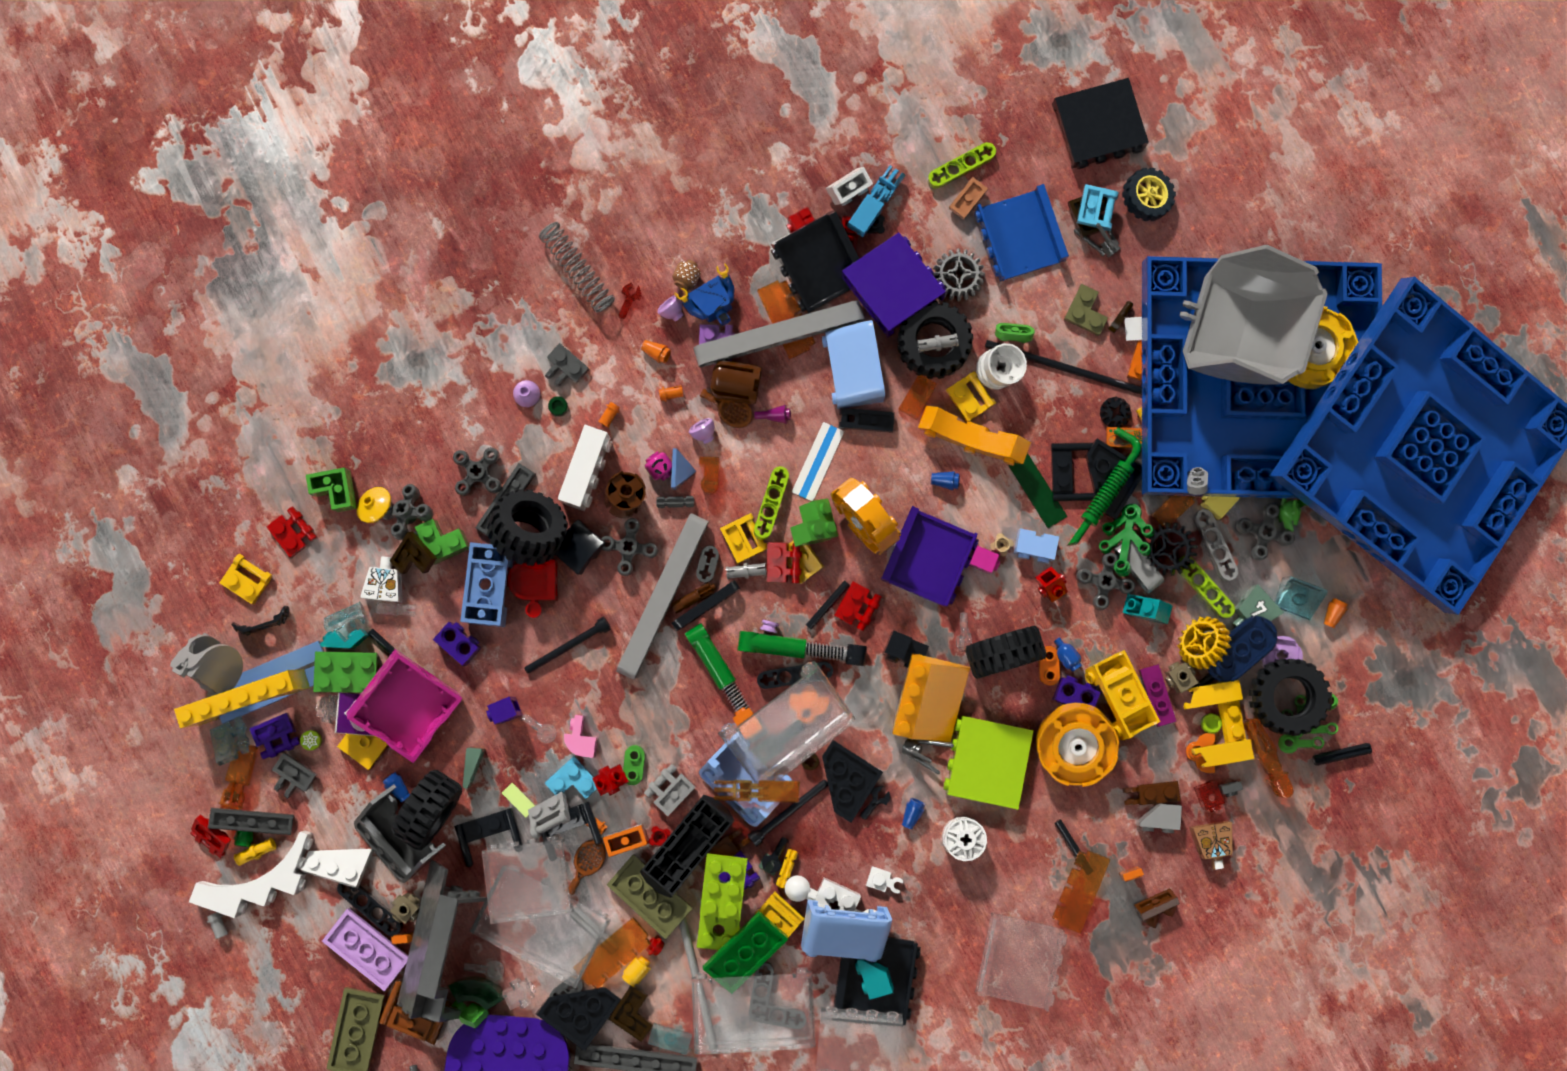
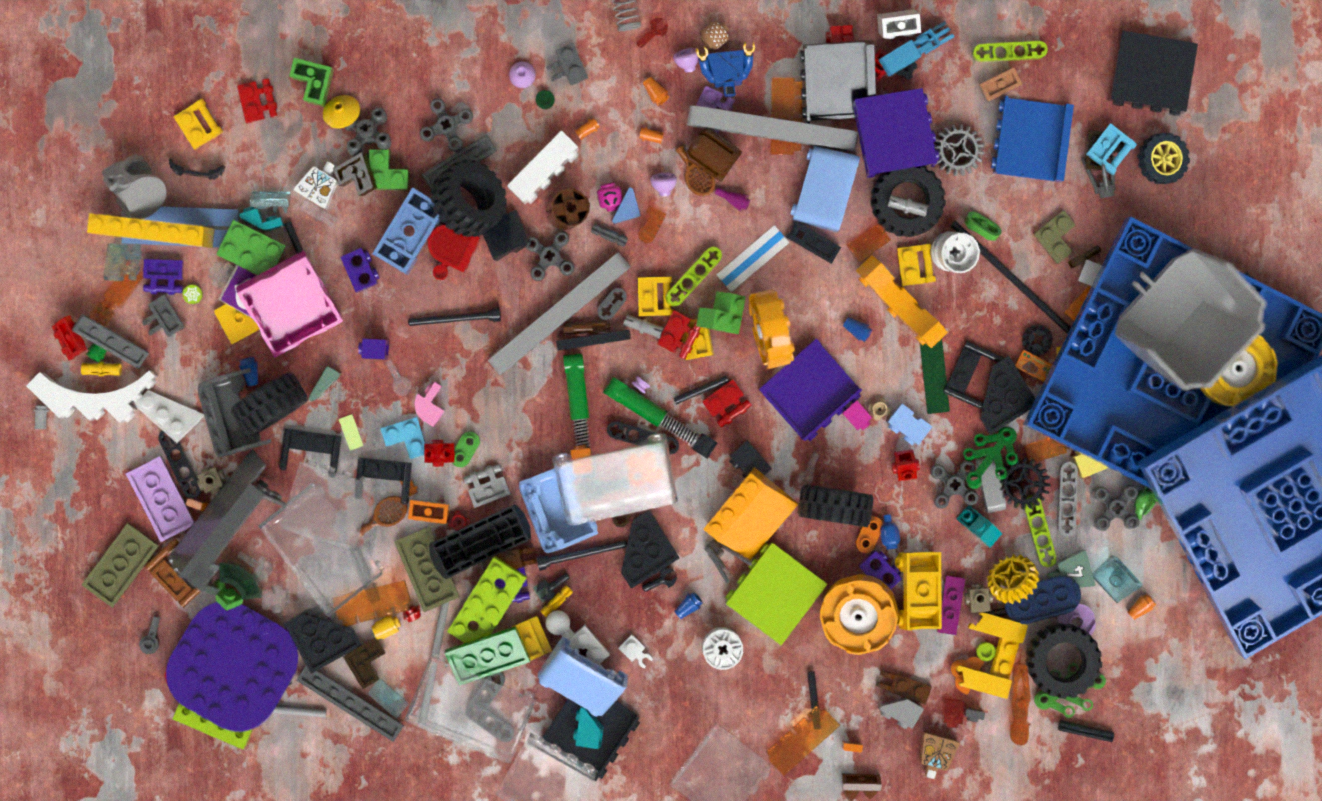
camera: 30 degrees right, 5 degrees up
(548, 814) = (372, 458): light grey plate -> none
(767, 790) = (572, 527): clear orange arm -> none
(1109, 489) = (997, 406): green piece -> none
(1197, 481) = (1075, 436): light grey plate -> none

